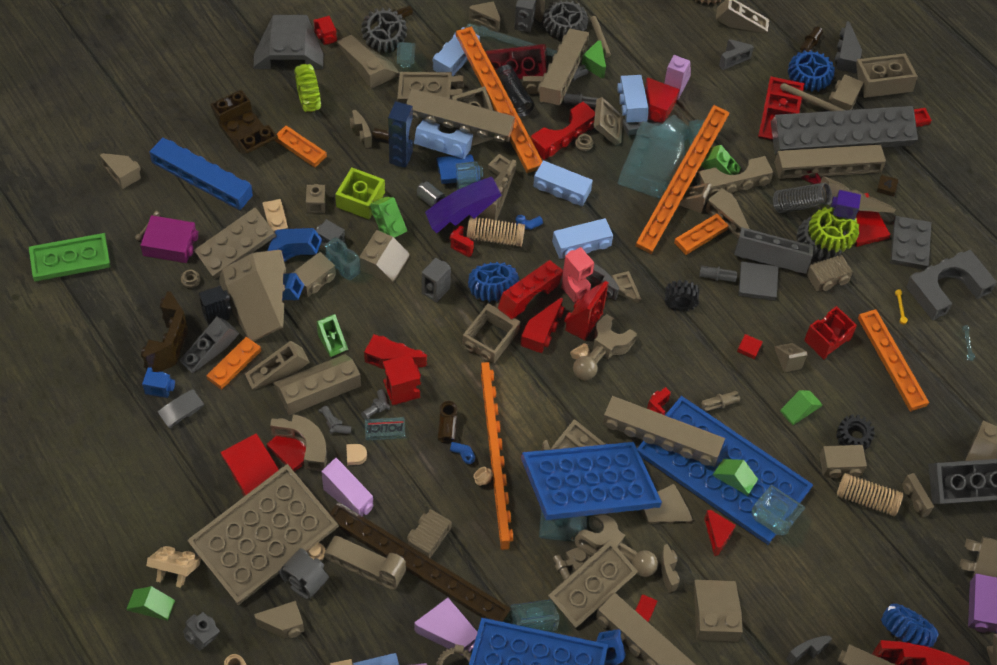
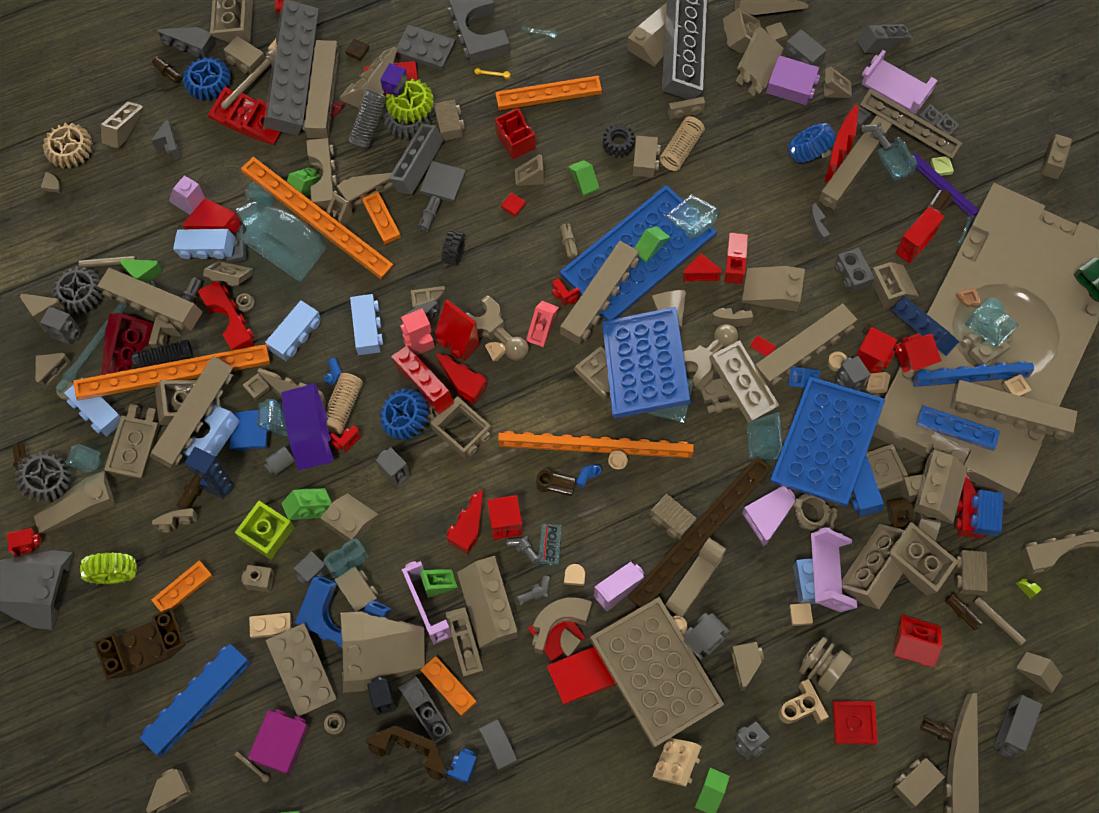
camera: 75 degrees left, 10 degrees up
(284, 453) = (569, 643): none -> dark tan tile
(305, 321) = (438, 631): none -> lavender panel
(622, 386) = (542, 323): none -> coral slope
(742, 563) = (736, 258): none -> red slope

